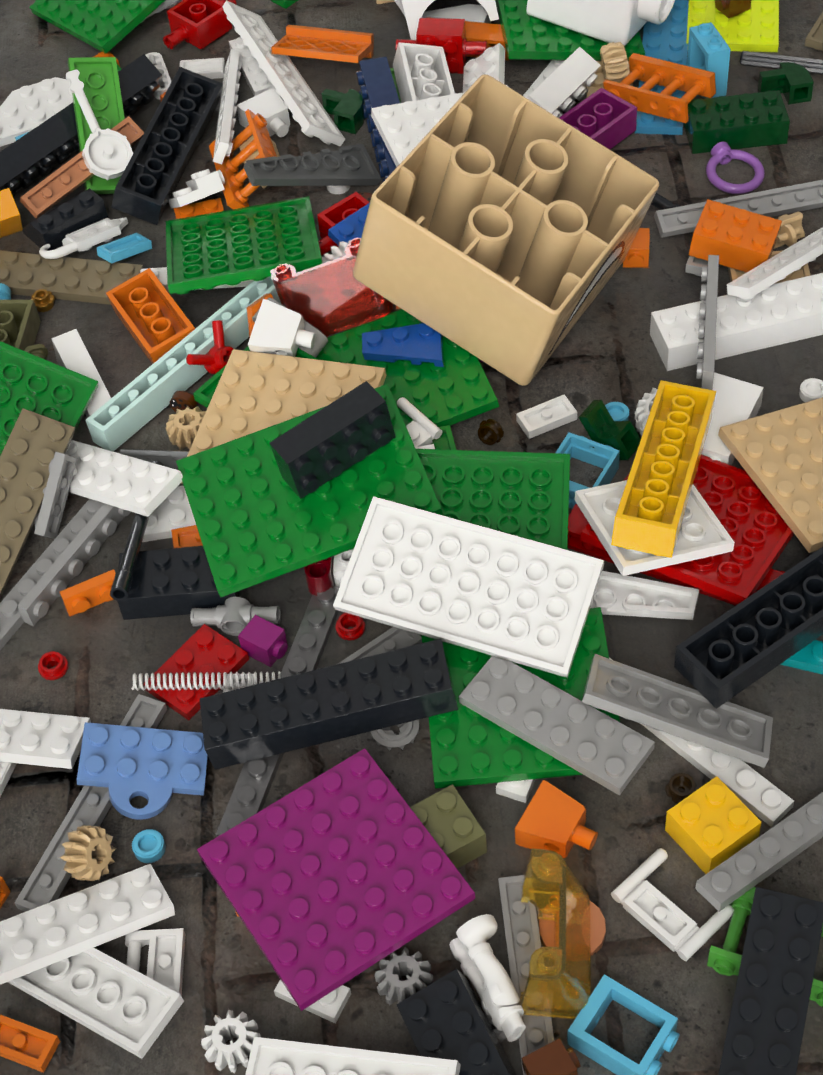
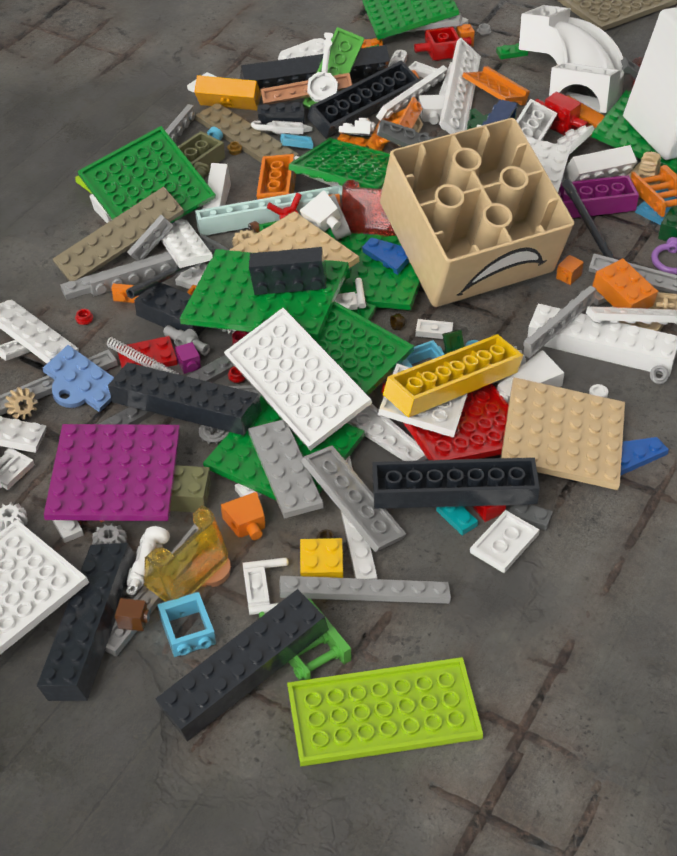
camera: 30 degrees right, 5 degrees down
(148, 846) = (53, 419): medium azure tile -> none

